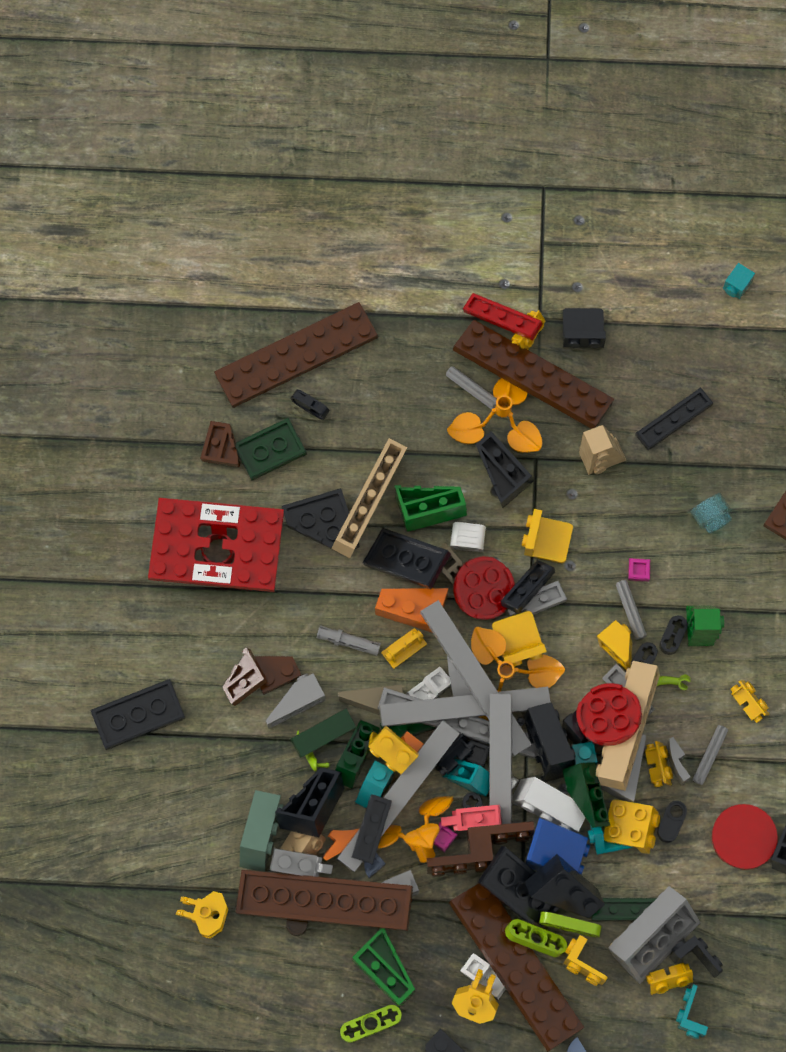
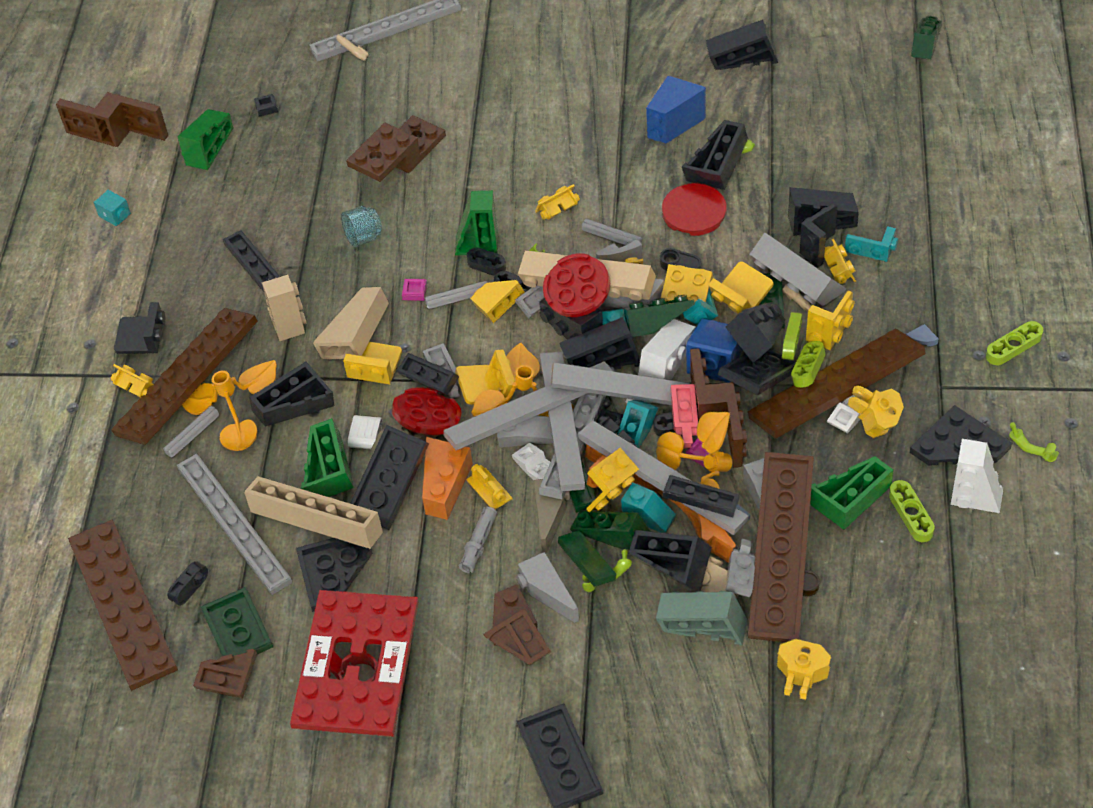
camera: 85 degrees left, 20 degrees down
(374, 434) = (234, 524): none -> light grey tile
(502, 316) = (113, 399): red tile -> none
(588, 517) = (353, 325): none -> tan slope
(629, 877) = (741, 288): none -> yellow bracket
(732, 952) = (808, 202): none -> black wedge

